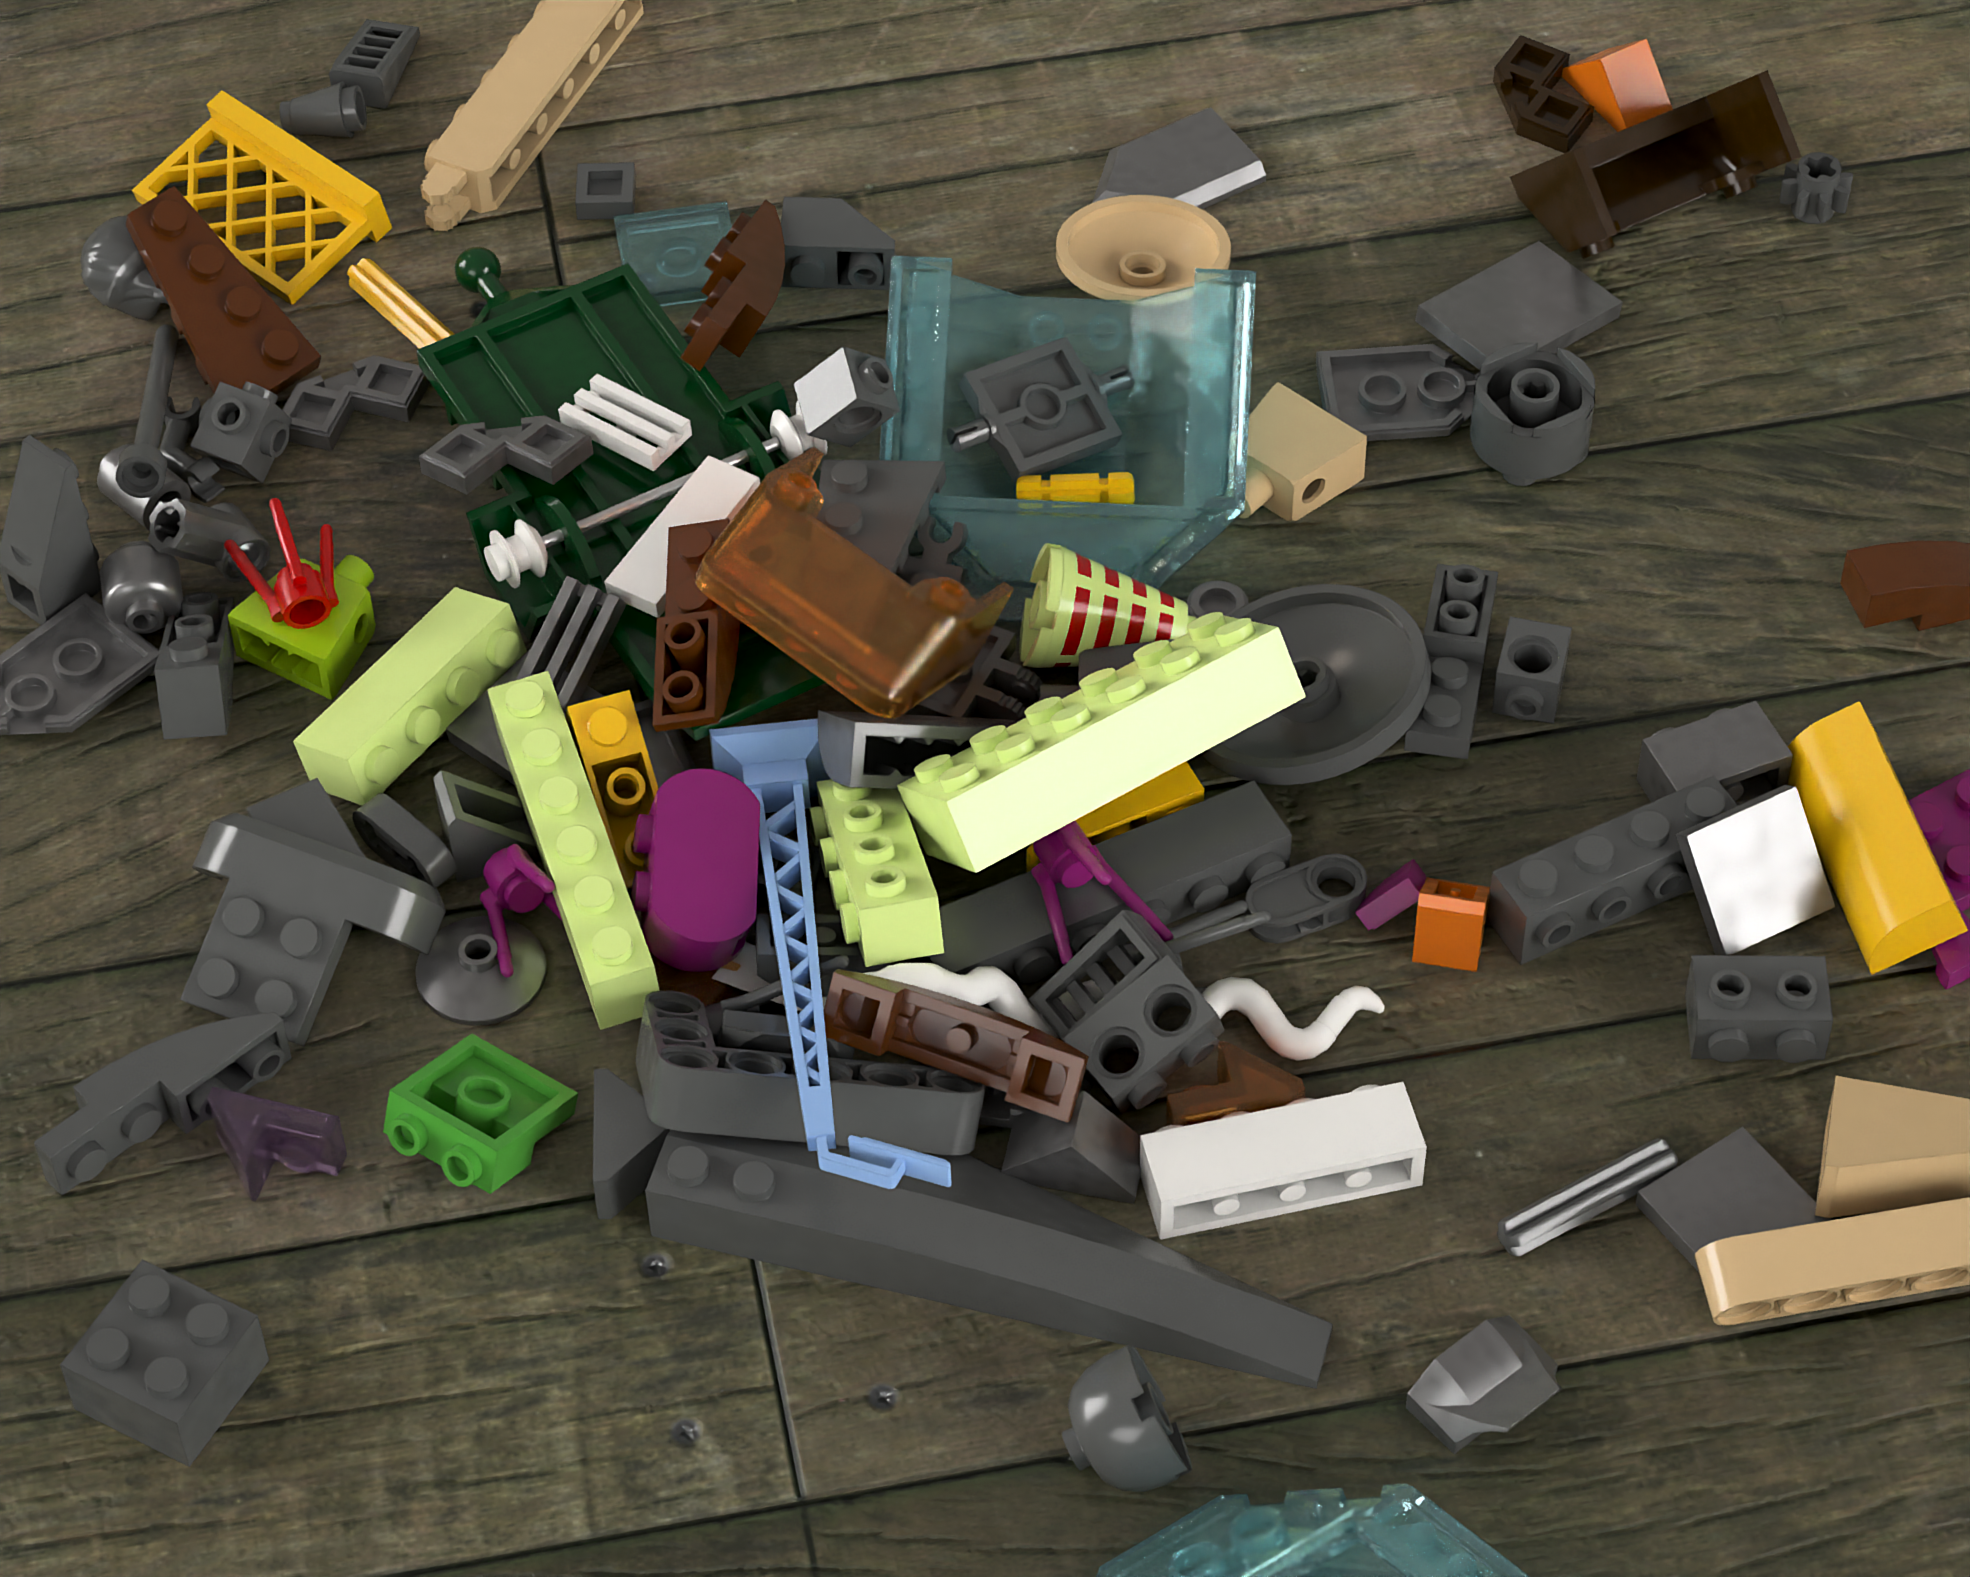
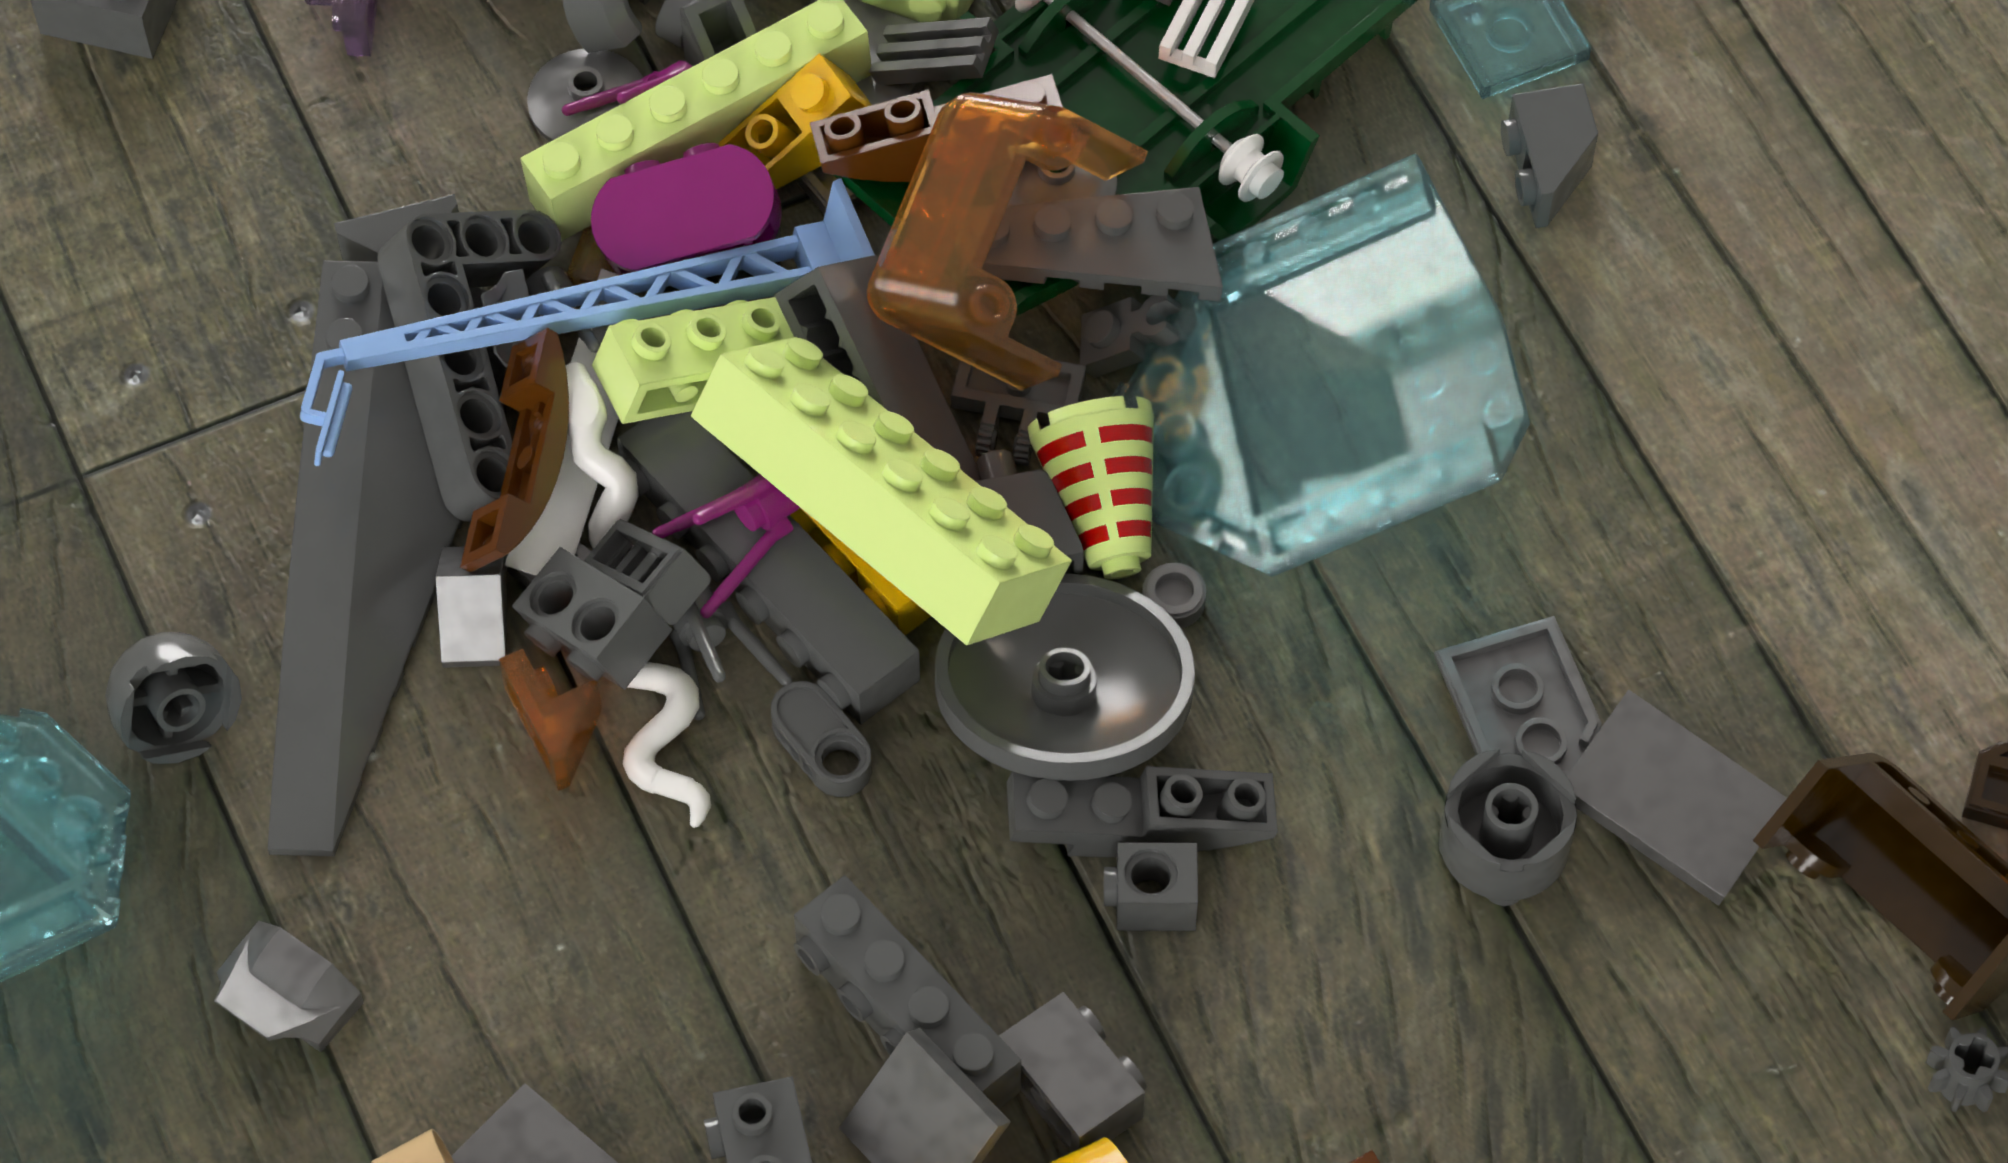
camera: 75 degrees right, 10 degrees up
(476, 1113) = (410, 127): bright green plate -> none
(710, 494) = (1118, 105): white tile -> none
(741, 289) = (1454, 75): reddish brown slope -> none
(846, 397) = (1267, 180): dark grey brick -> none
(1040, 409) = (1358, 369): dark grey plate -> none
(1084, 487) = (1277, 432): yellow axle -> none
(1139, 246) = (1632, 395): tan dish -> none
(1186, 161) = (1791, 439): flat silver tile -> none
(1281, 1159) = (494, 768): white brick -> none
(1298, 455) = (1384, 613): tan torso -> none
(1392, 896) = (840, 813): magenta tile -> none
(1450, 924) = (816, 855): orange slope -> none
(1585, 1197) = (516, 1043): dark grey axle -> none

